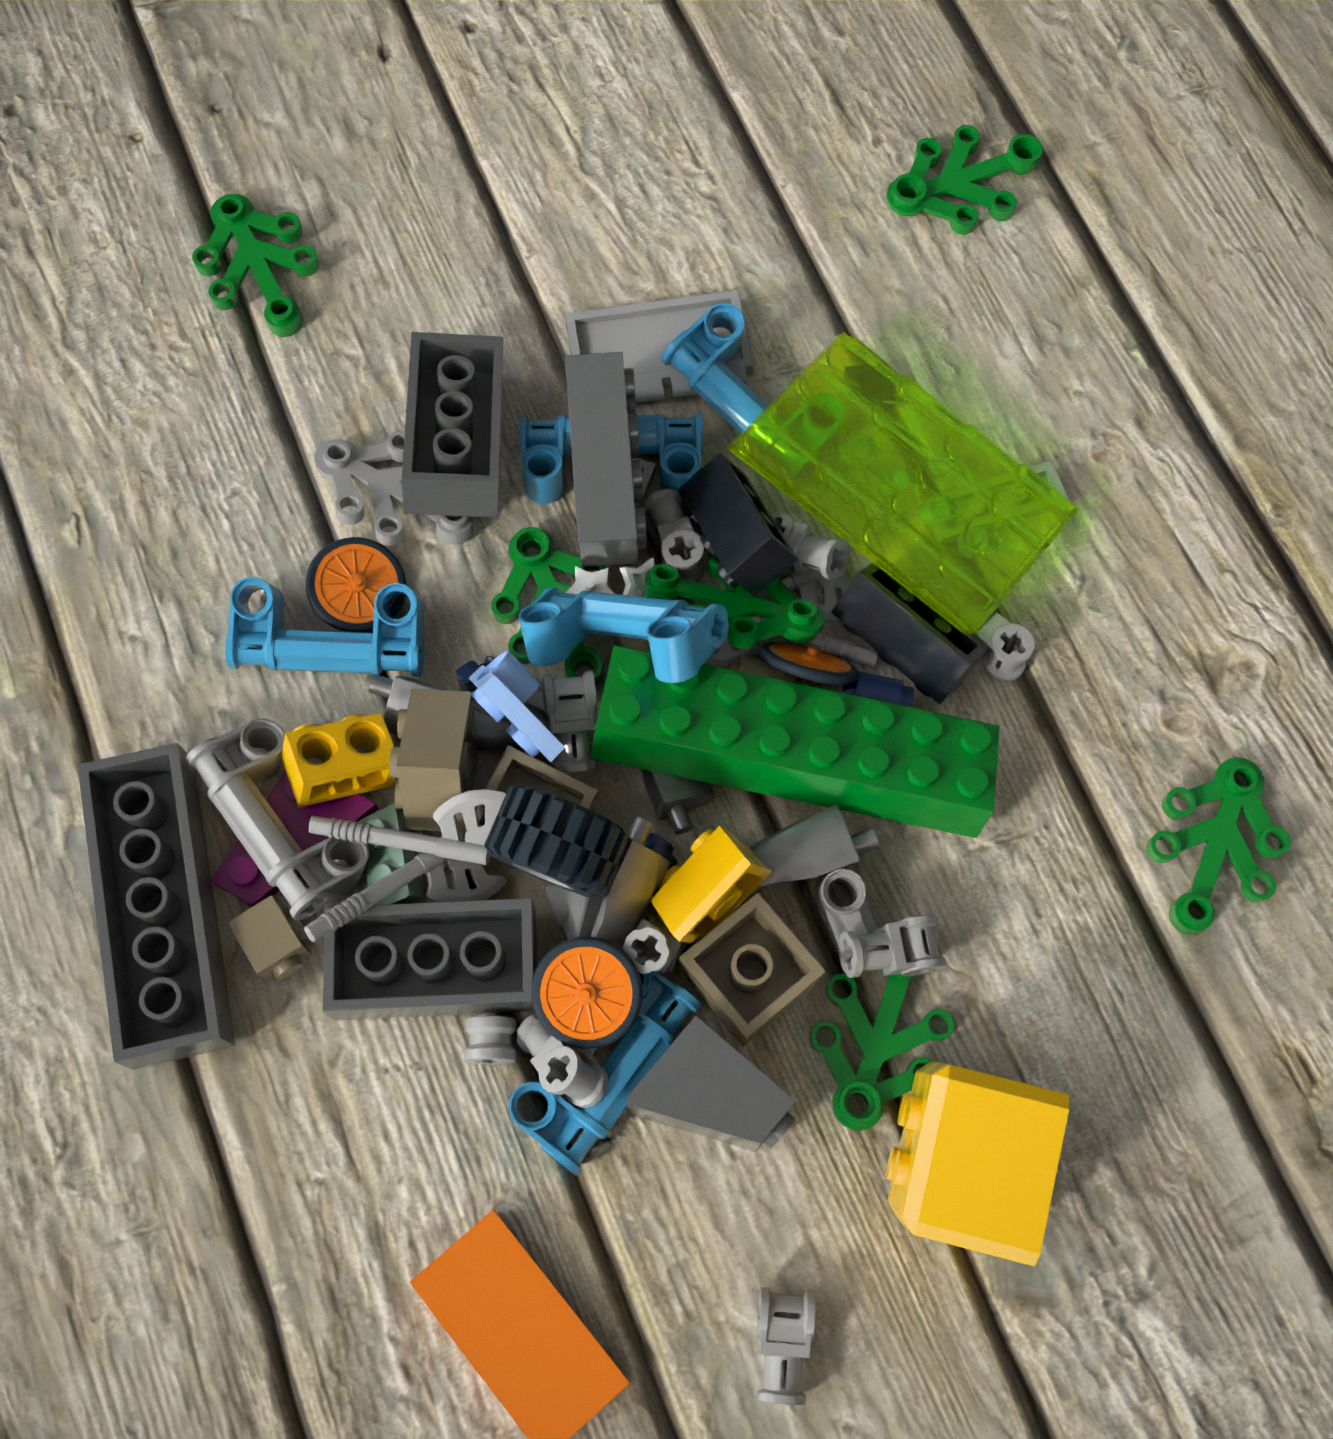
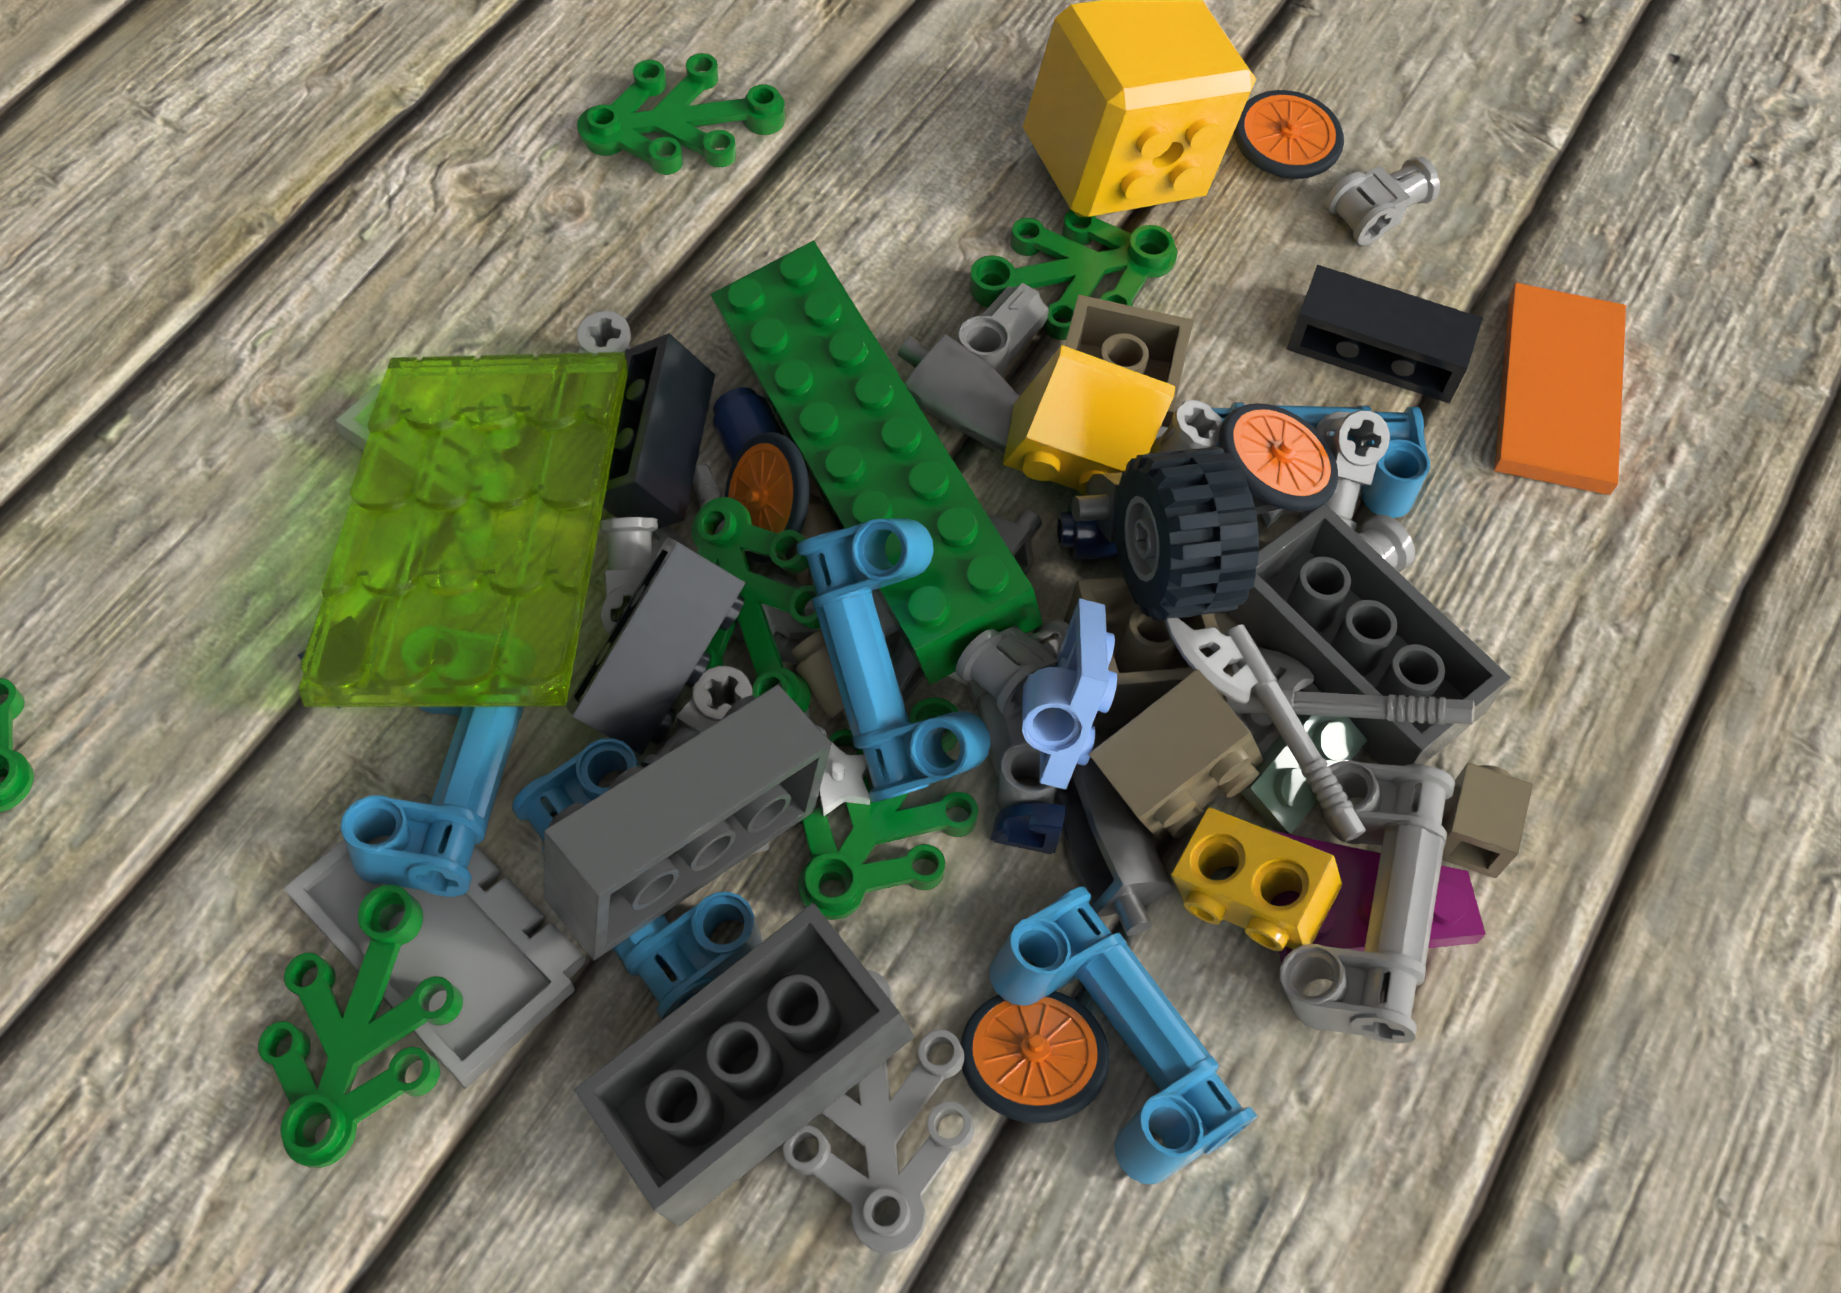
camera: 130 degrees left, 10 degrees down
(154, 908) = (1565, 961): dark grey brick -> none
(591, 244) = (354, 1036): none -> green plant
(657, 1219) = (1385, 334): none -> black brick
(712, 1092) = (1263, 329): dark grey slope -> none
(897, 948) = (1002, 261): light grey connector -> none
(906, 1330) = (1289, 134): none -> orange wheel

